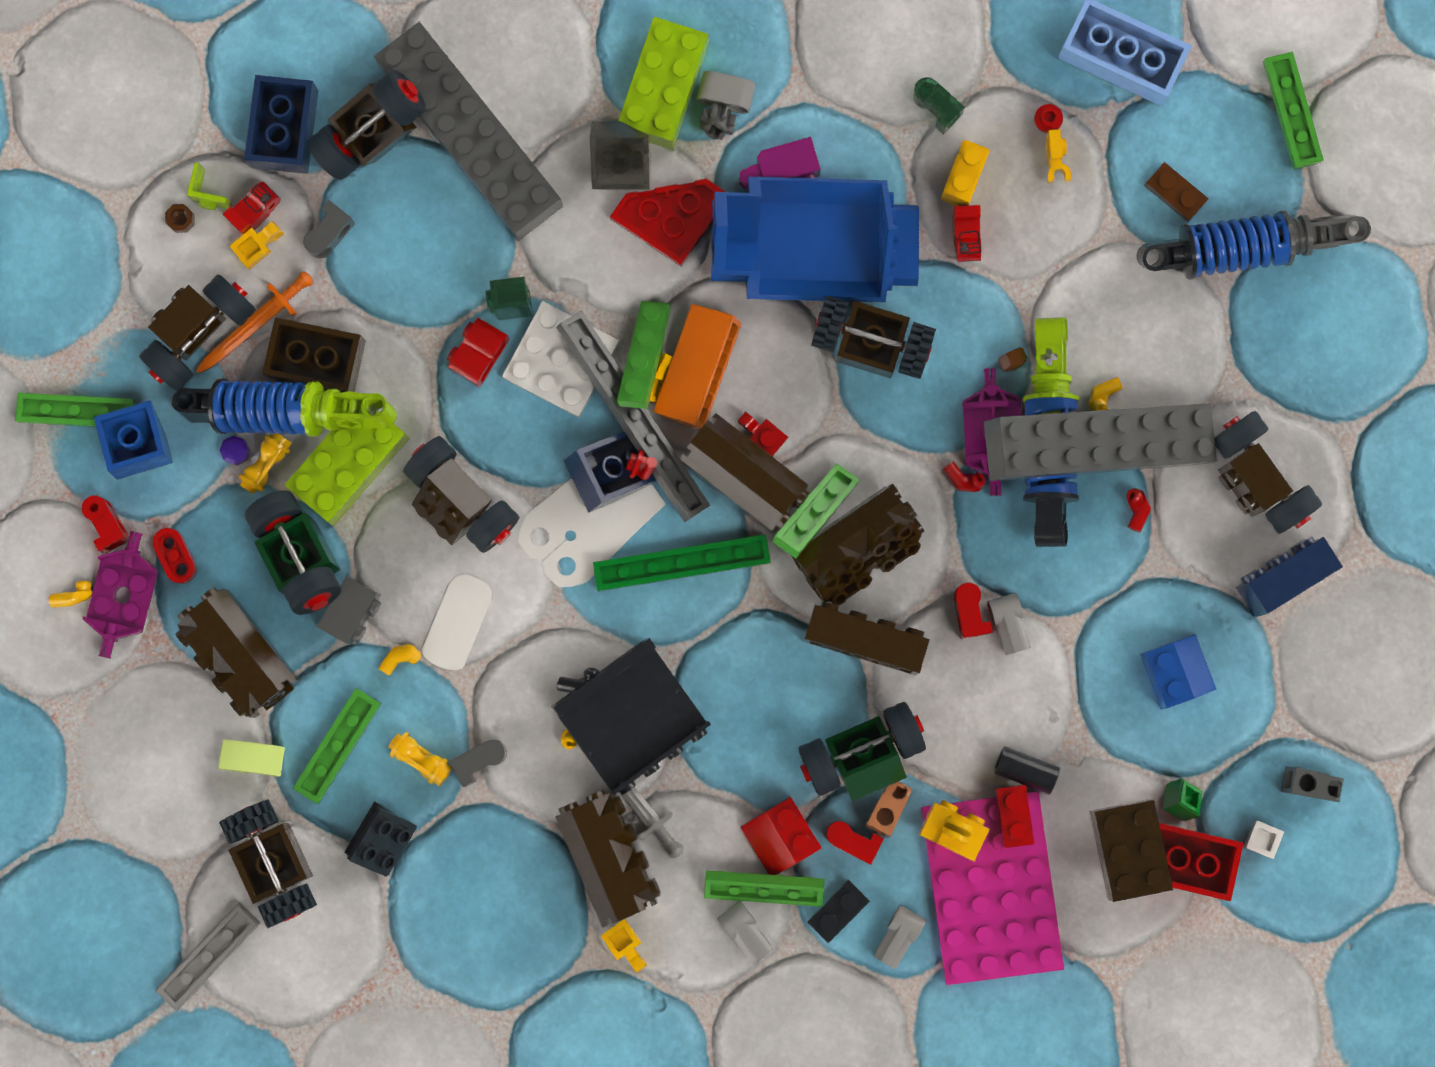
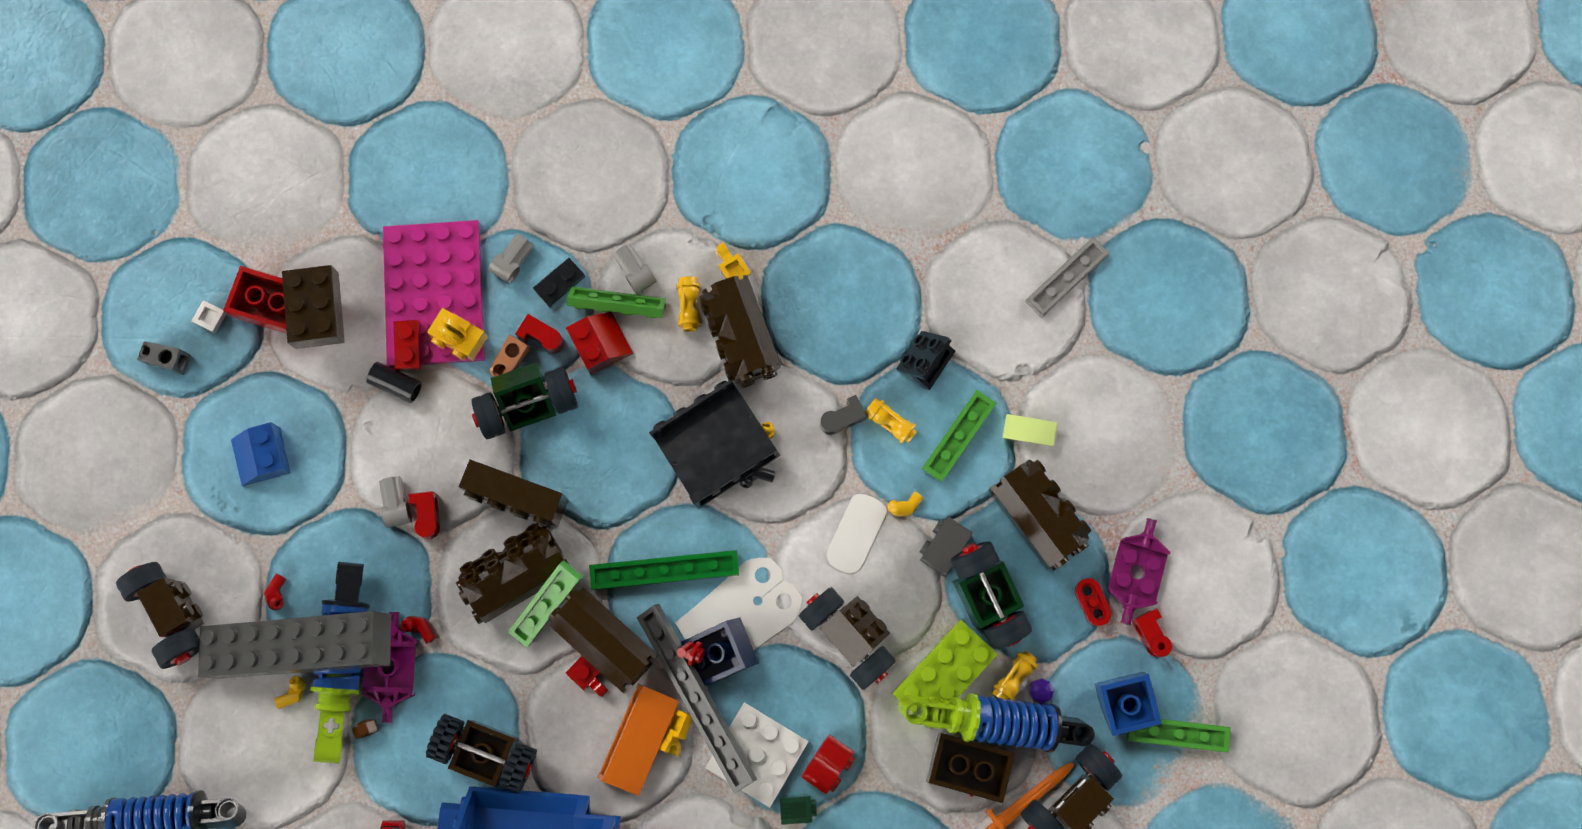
camera: 175 degrees right, 5 degrees down
(68, 599) = (1171, 575): yellow arm -> none
(269, 863) = (1015, 342): brick -> none
(644, 354) = (682, 751): bright green plate -> none
(653, 822) = (702, 358): light grey sword -> none
(676, 904) = (688, 293): none -> yellow piece
(1182, 800) = (270, 352): green slope -> none
(1288, 575) = (154, 525): dark blue brick -> none

